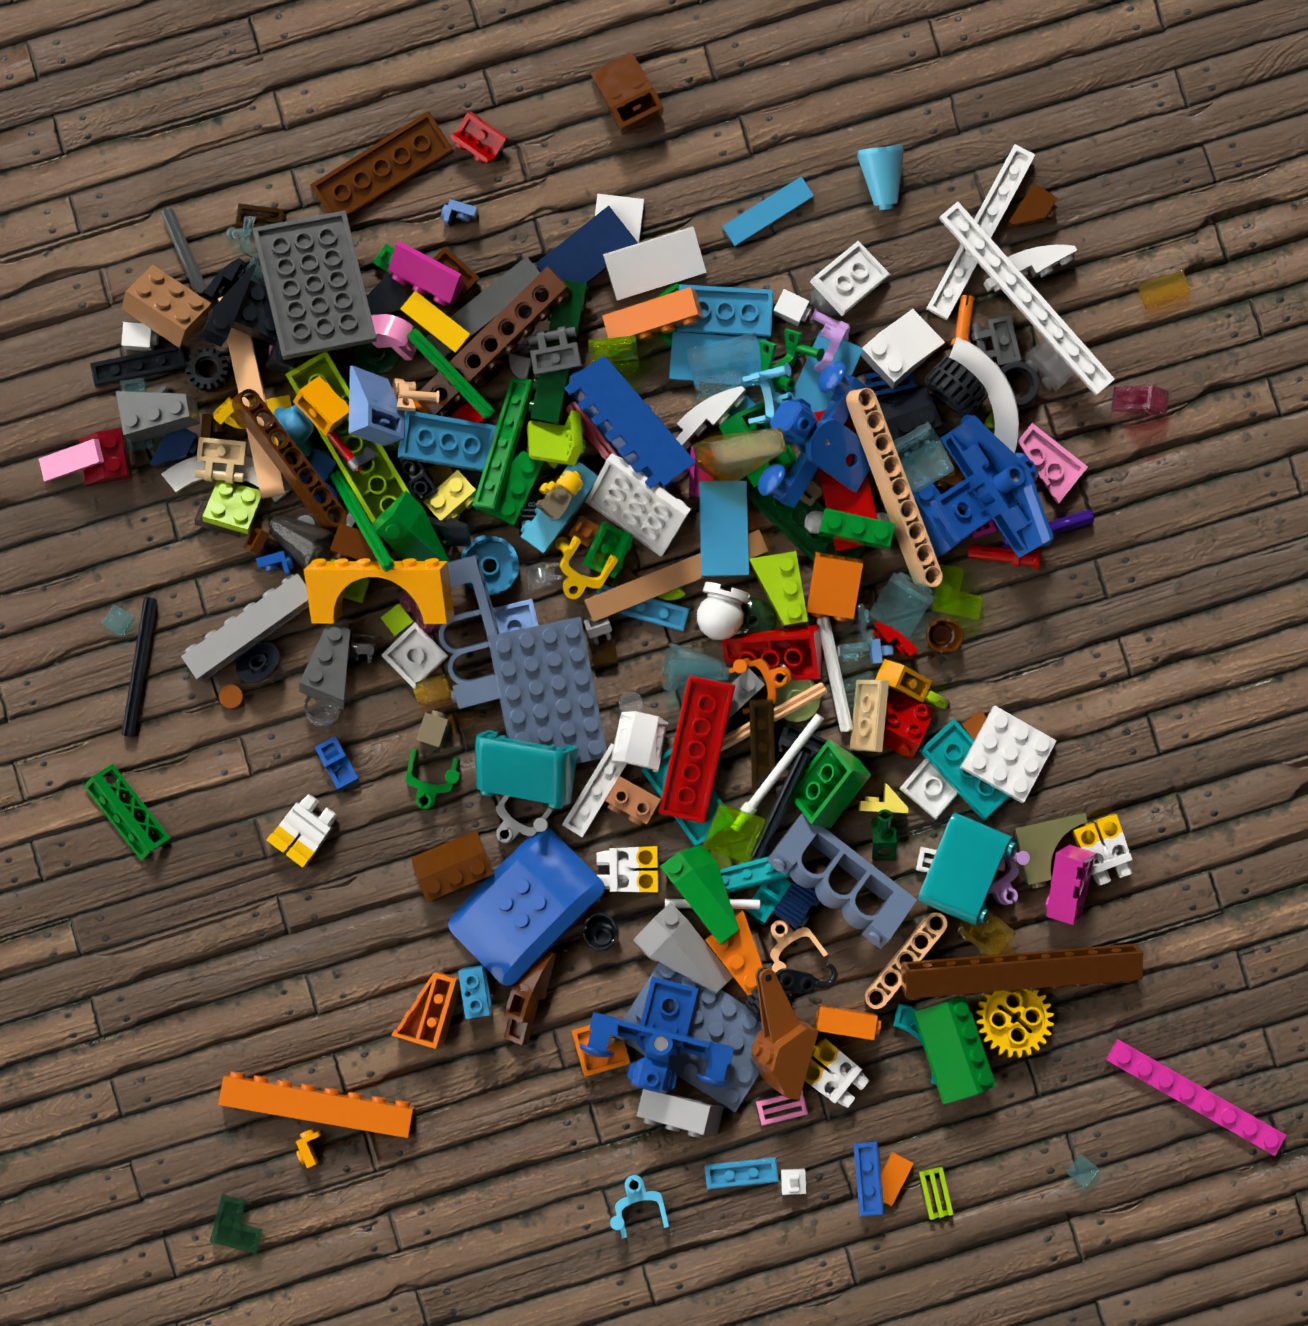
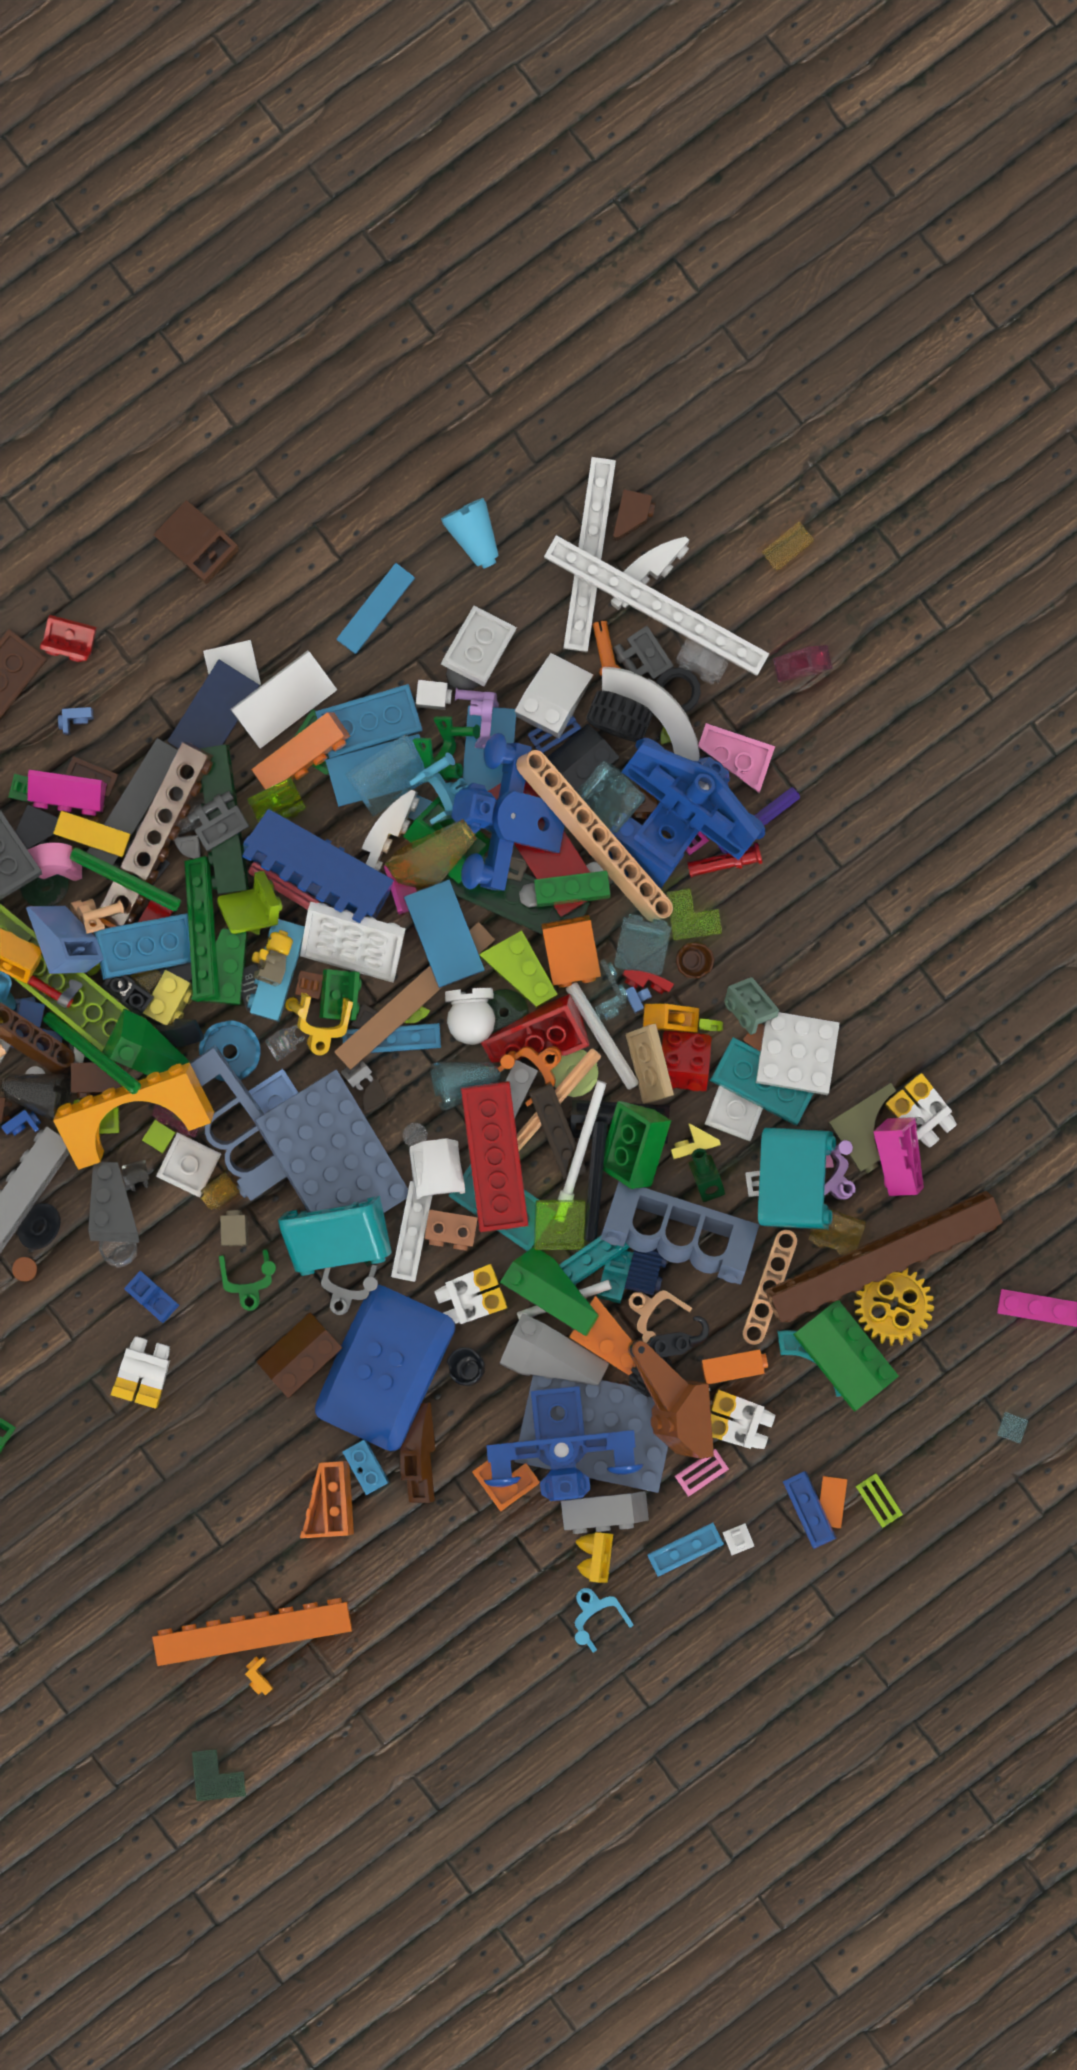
camera: 20 degrees left, 0 degrees up
(664, 1142) = (600, 1548): none -> yellow tile
(980, 694) = (750, 1004): none -> sand green bracket

